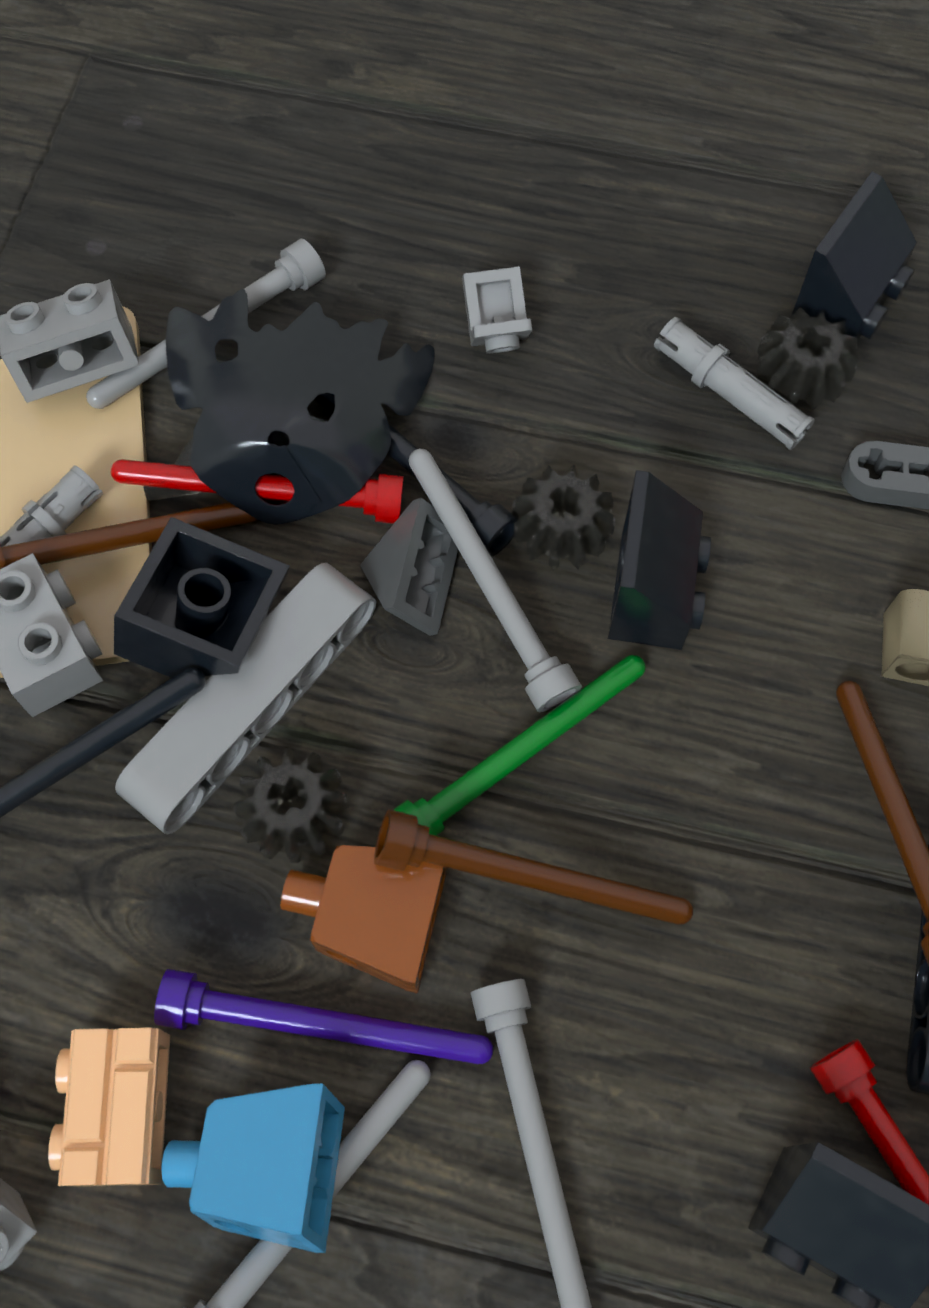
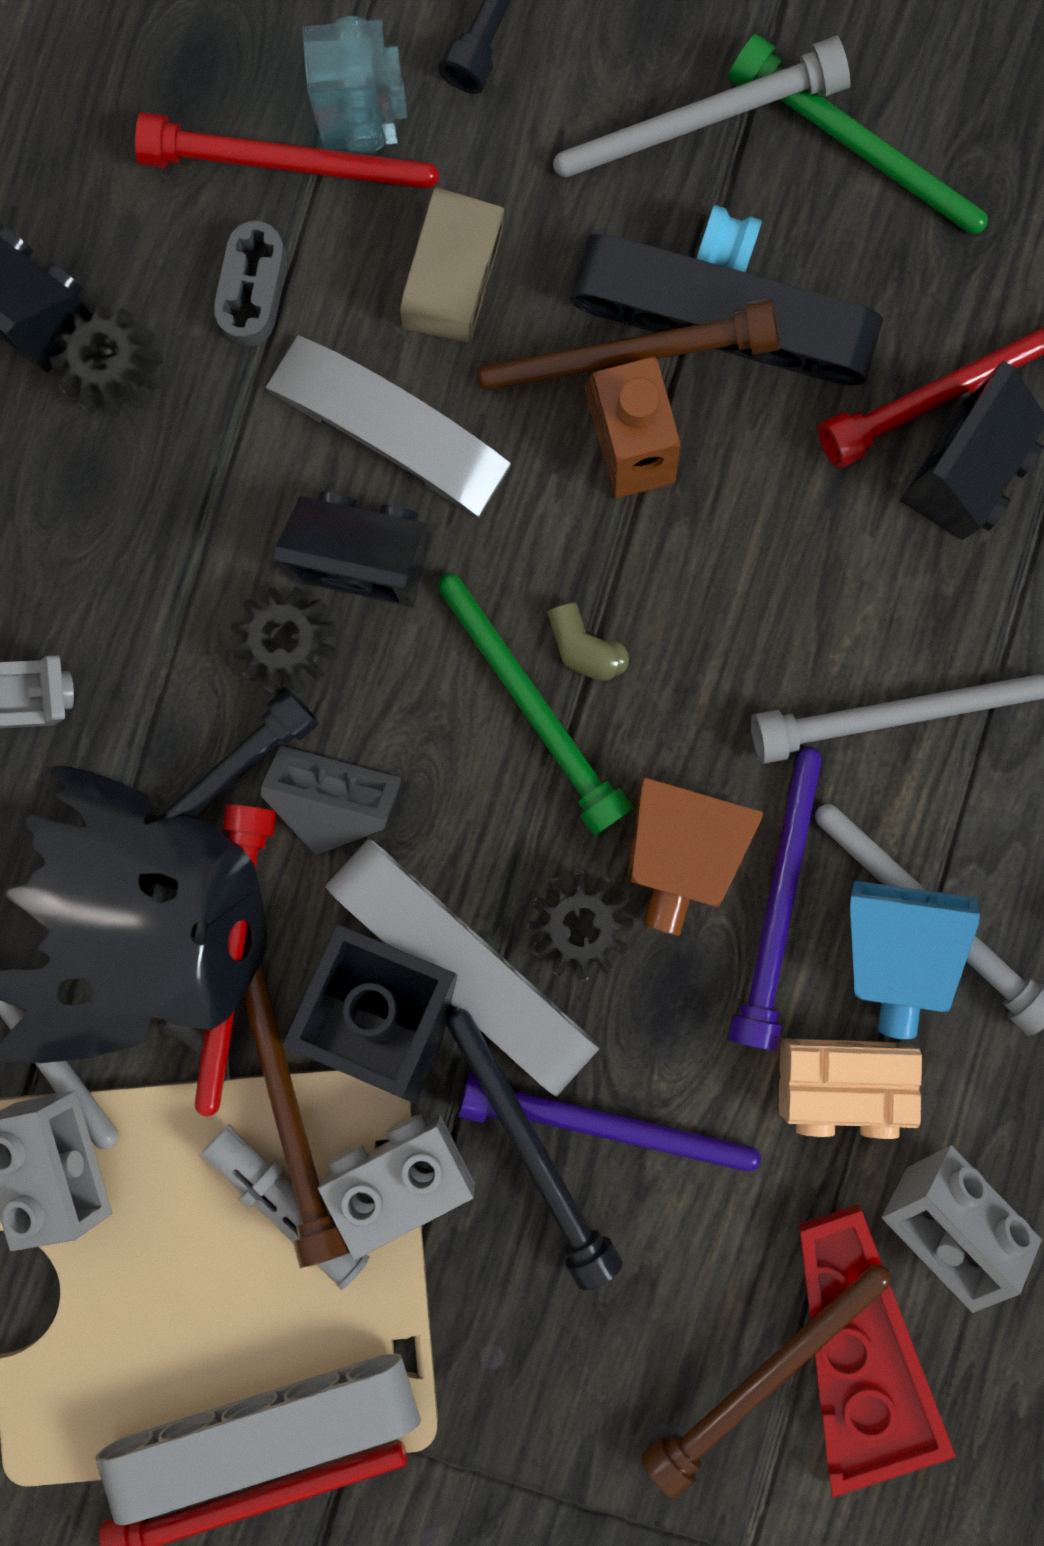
camera: 90 degrees left, 20 degrees up
(78, 865) = (614, 1127): none -> dark purple piece
(406, 843) = (640, 815): reddish brown piece -> none
(547, 678) = (460, 671): light grey piece -> none
(577, 798) = (582, 651): none -> olive arm
(732, 382) = (129, 444): light grey pin -> none
(782, 608) = (389, 423): none -> light grey slope
(827, 826) = (633, 425): none -> dark orange torso

